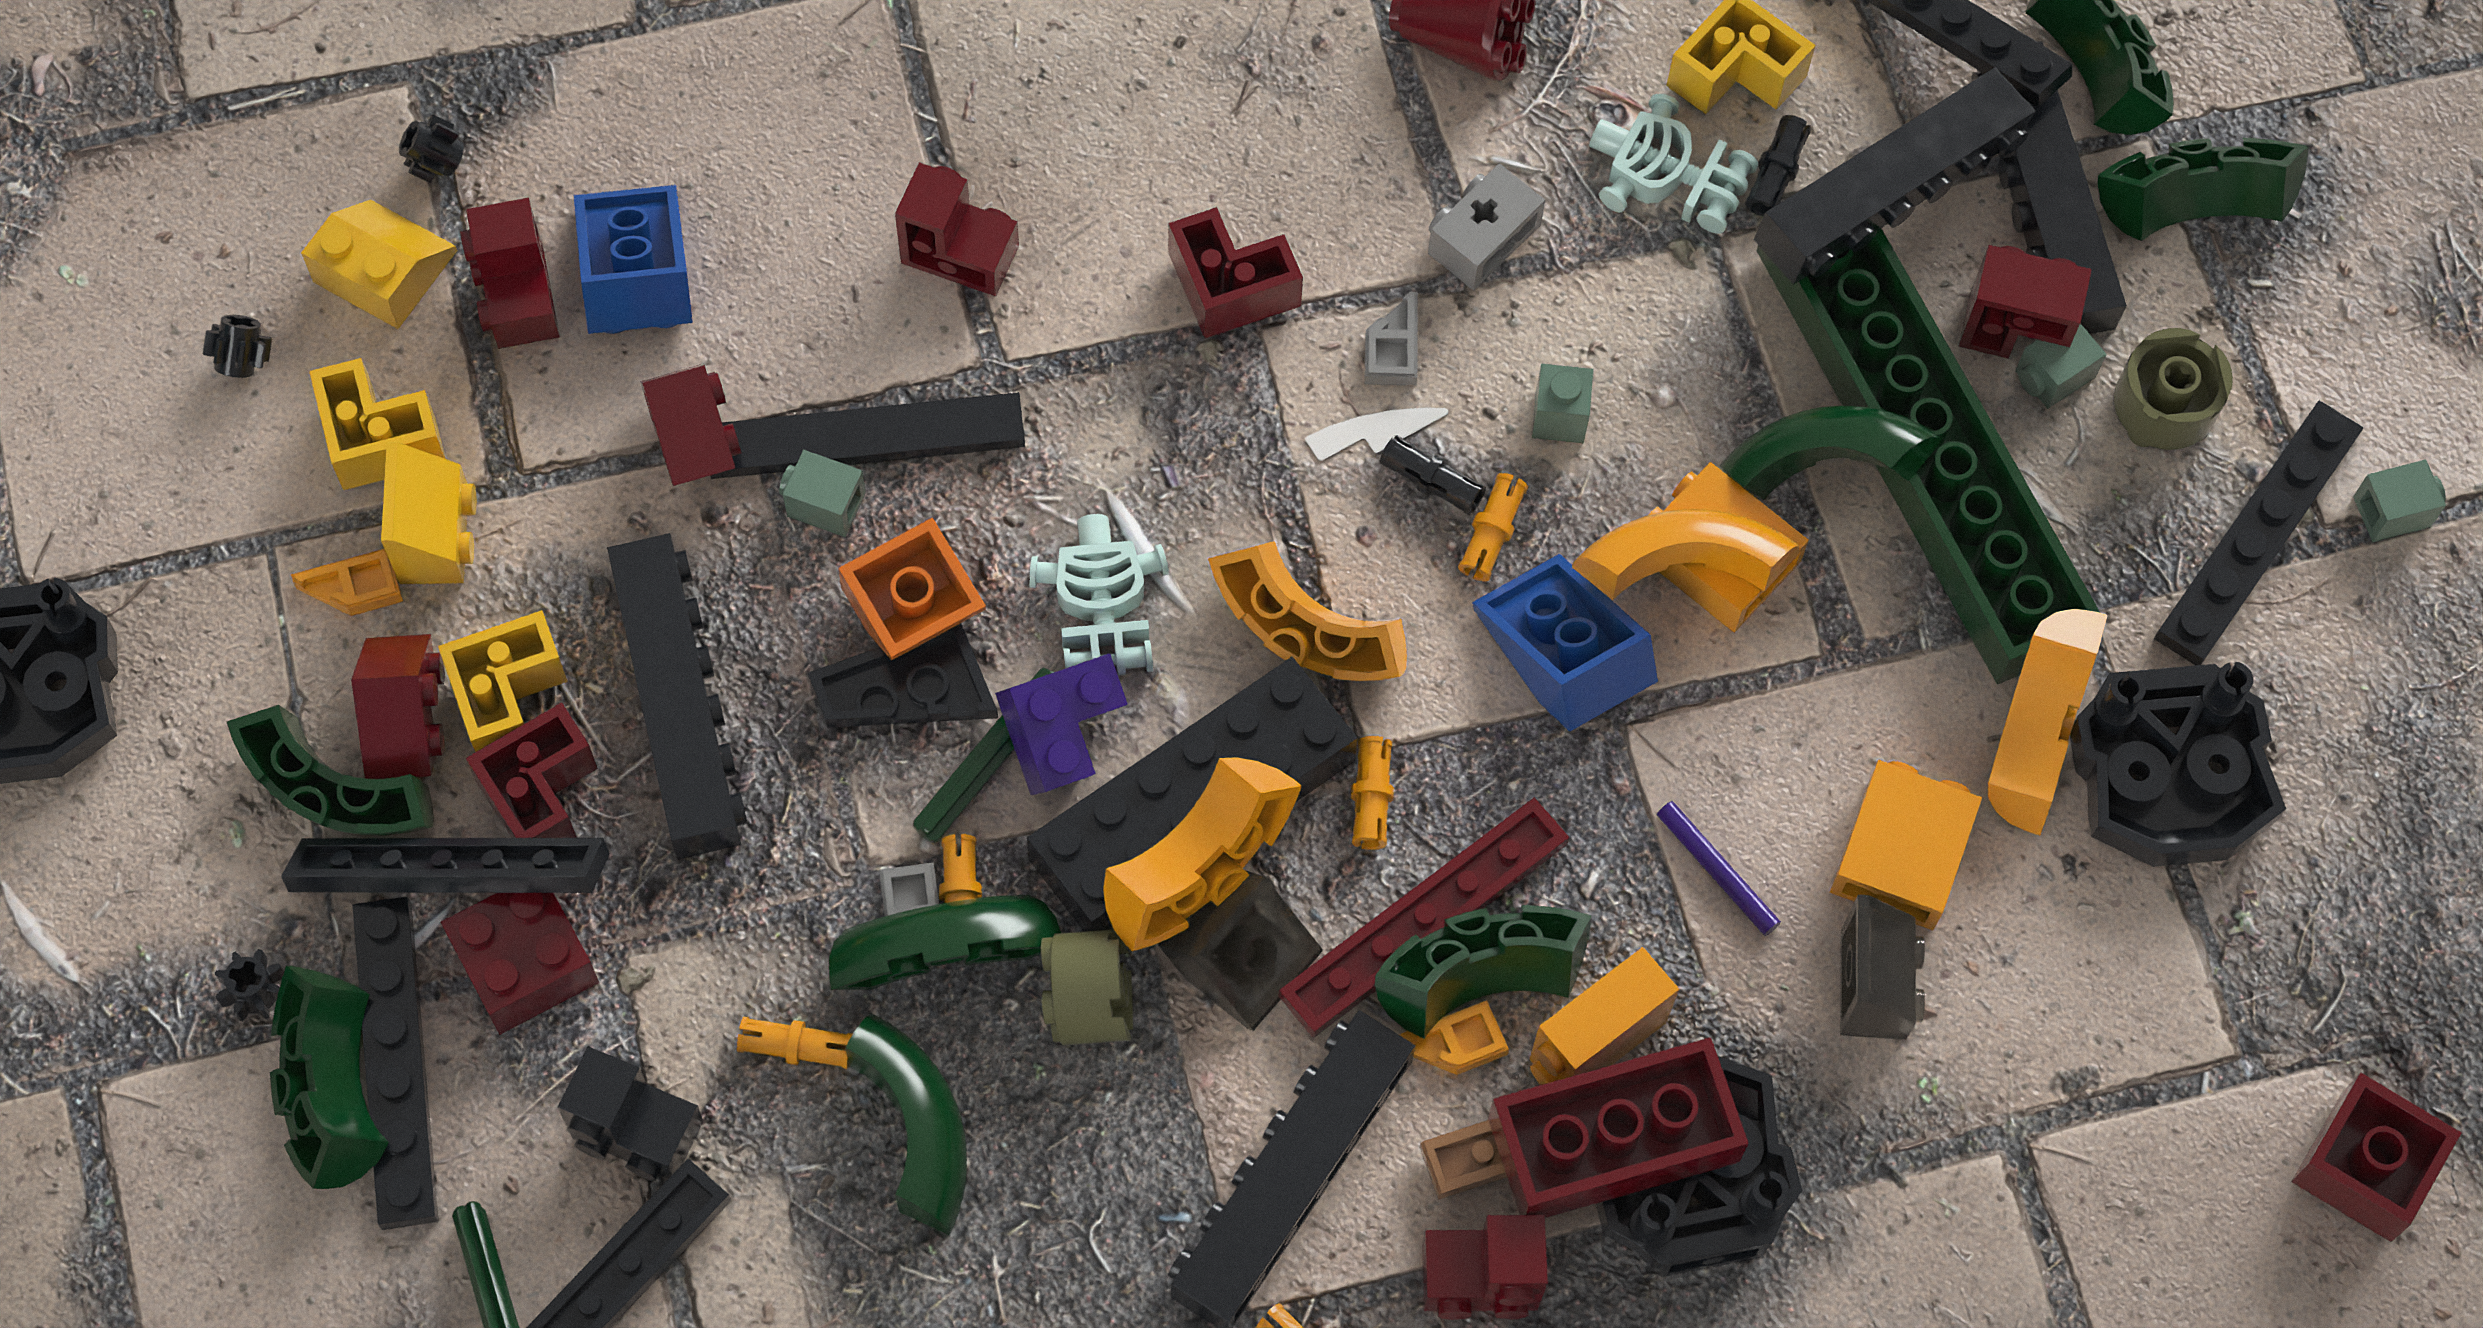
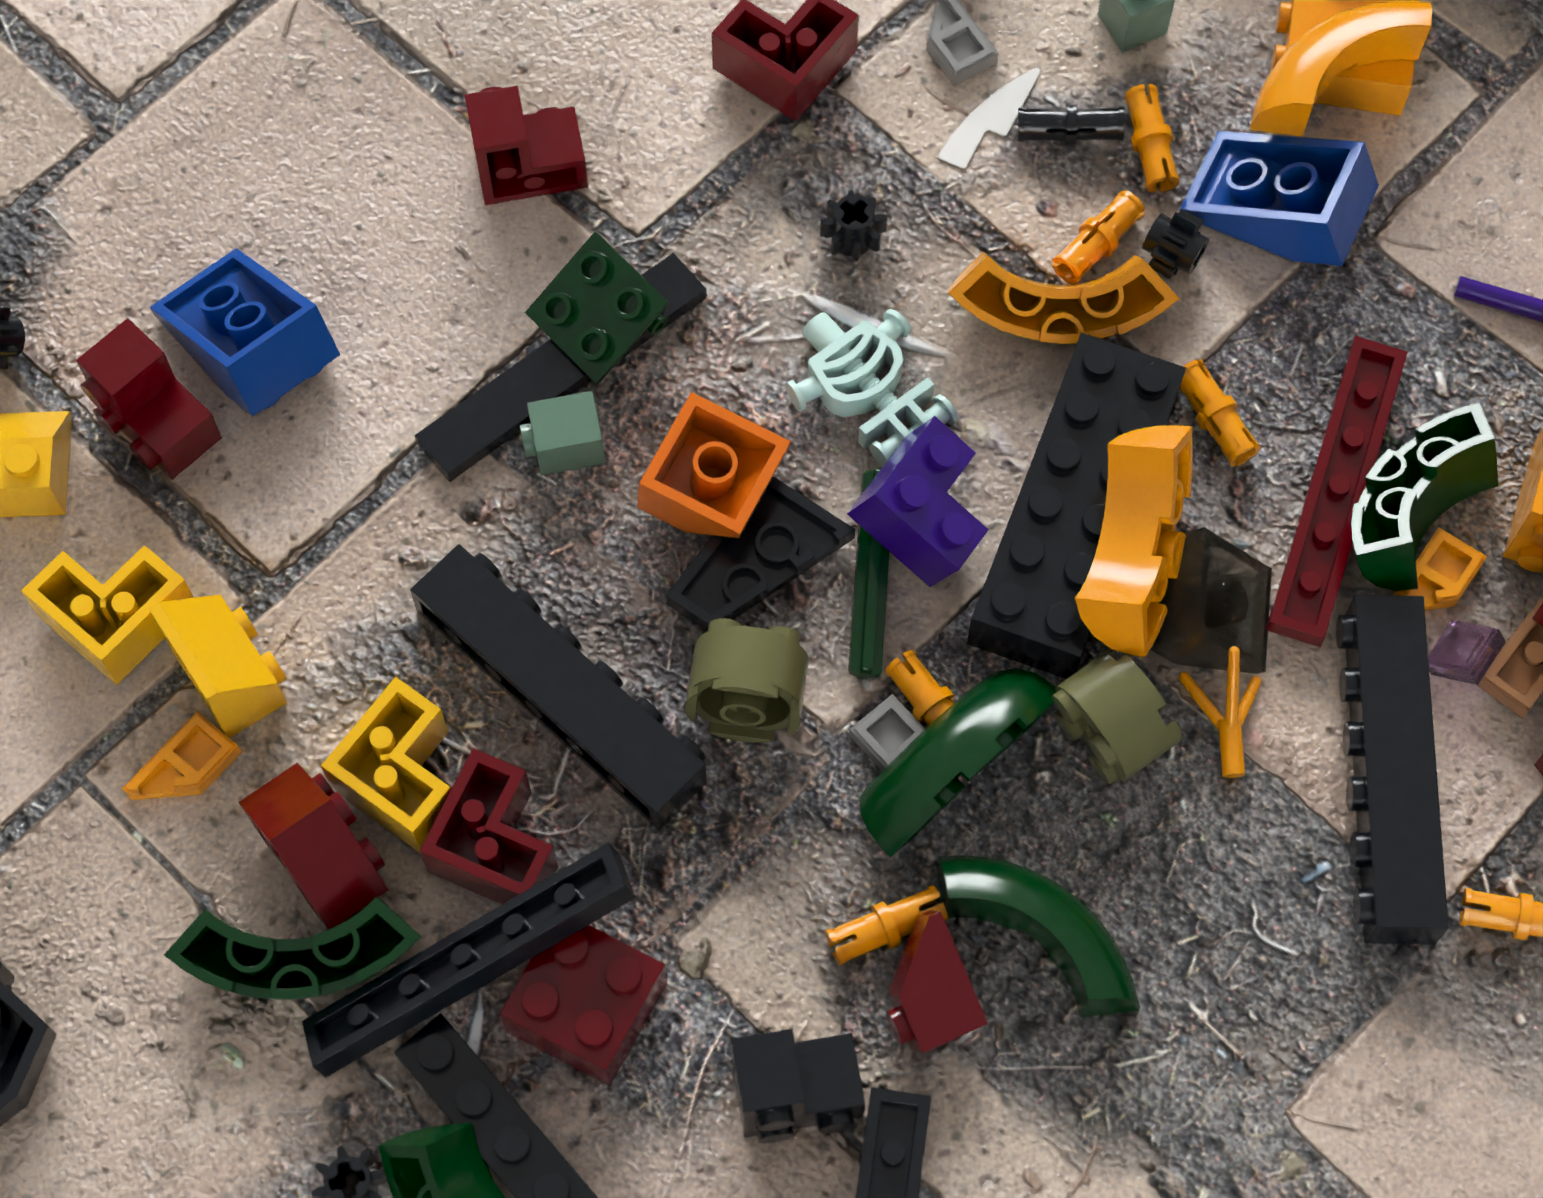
camera: 30 degrees left, 0 degrees up
(689, 423) = (407, 436): dark red brick -> none
(787, 1113) = (931, 989): none -> dark red slope
(817, 780) = (747, 681): none -> olive brick
(918, 404) = (598, 308): none -> dark green hinge
(1169, 460) = (853, 225): none -> black gear
(1186, 1053) = (1235, 714): none -> light orange plant
(1383, 585) = (1098, 237): none -> light orange pin
(1426, 1114) = (1465, 652): none -> clear purple tile
(1440, 629) = (1175, 243): none -> black gear

